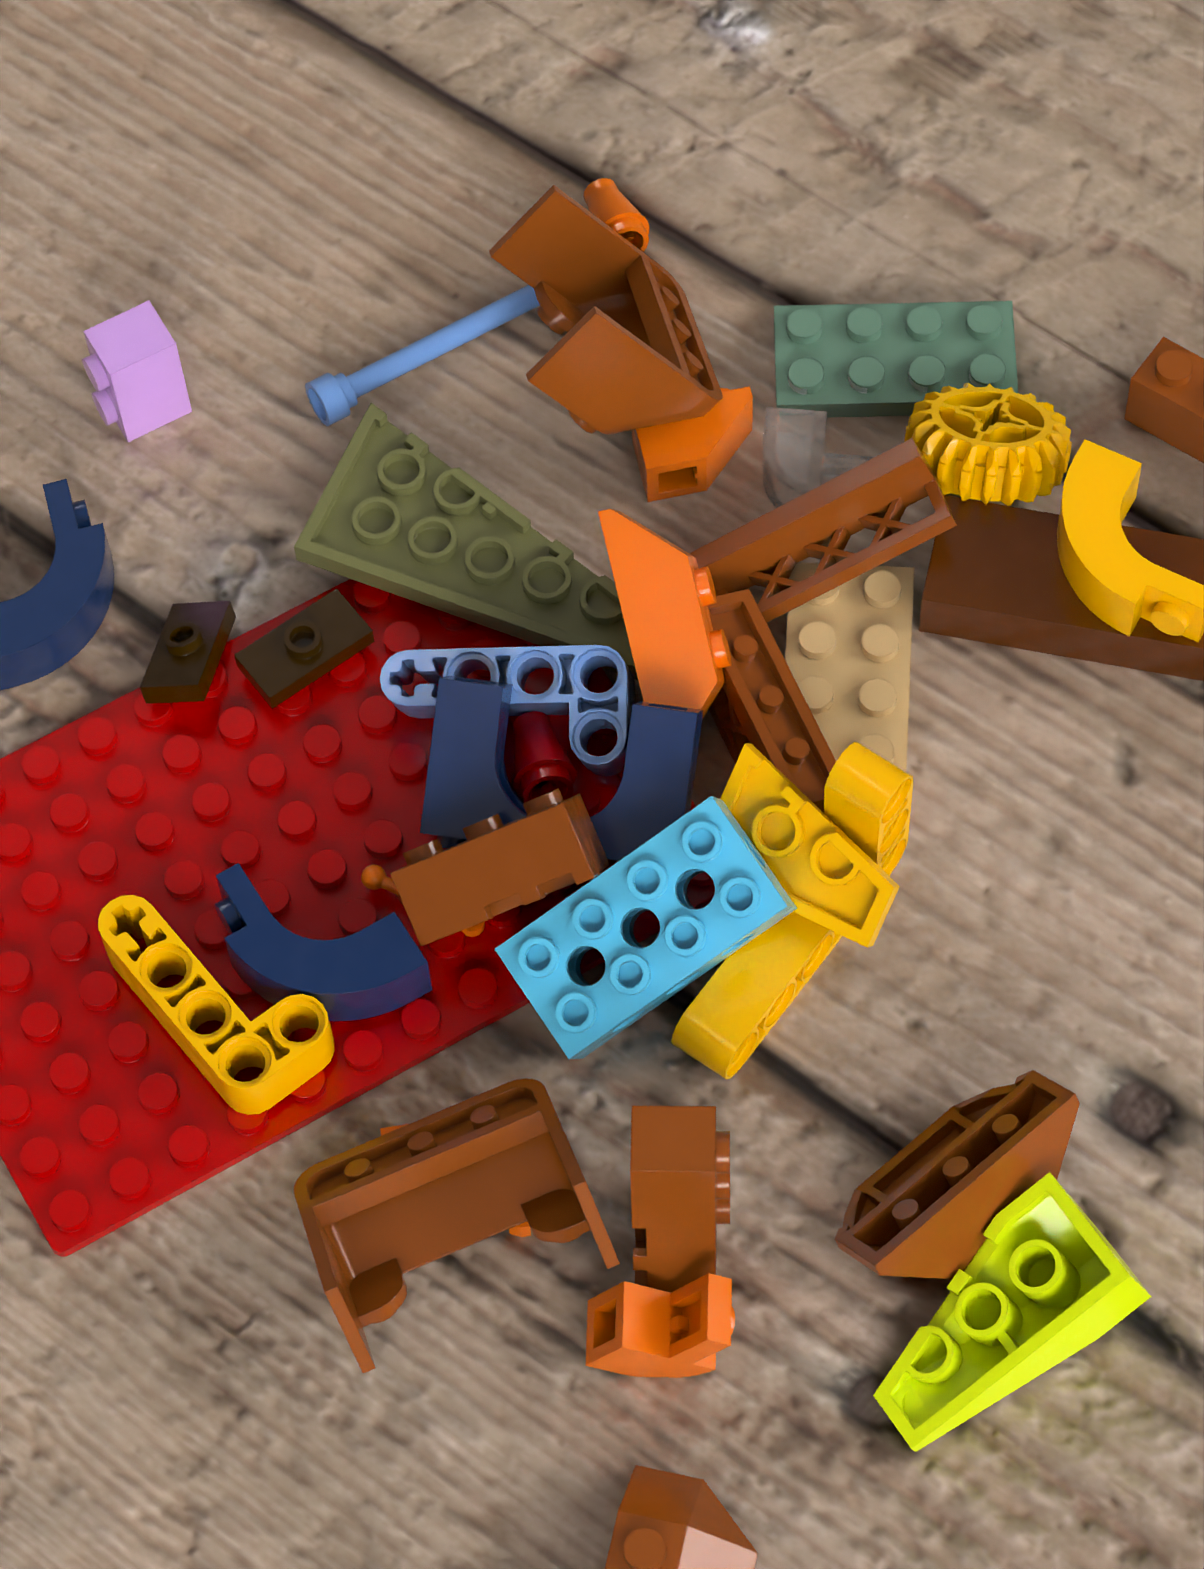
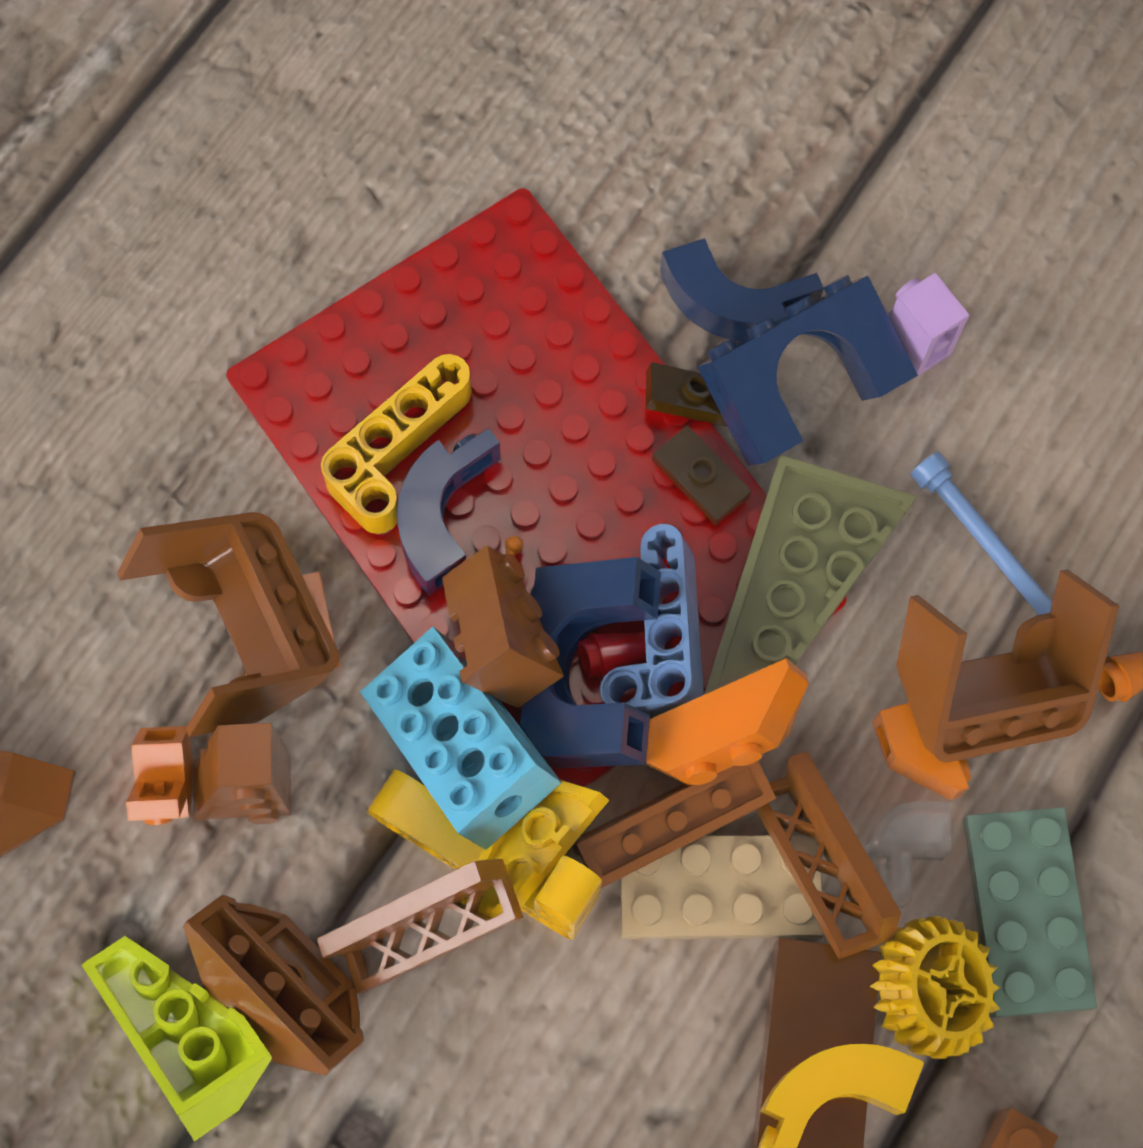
camera: 80 degrees right, 10 degrees up
(174, 567) = (745, 374): none -> dark blue arch
(875, 997) = (411, 910): none -> fence

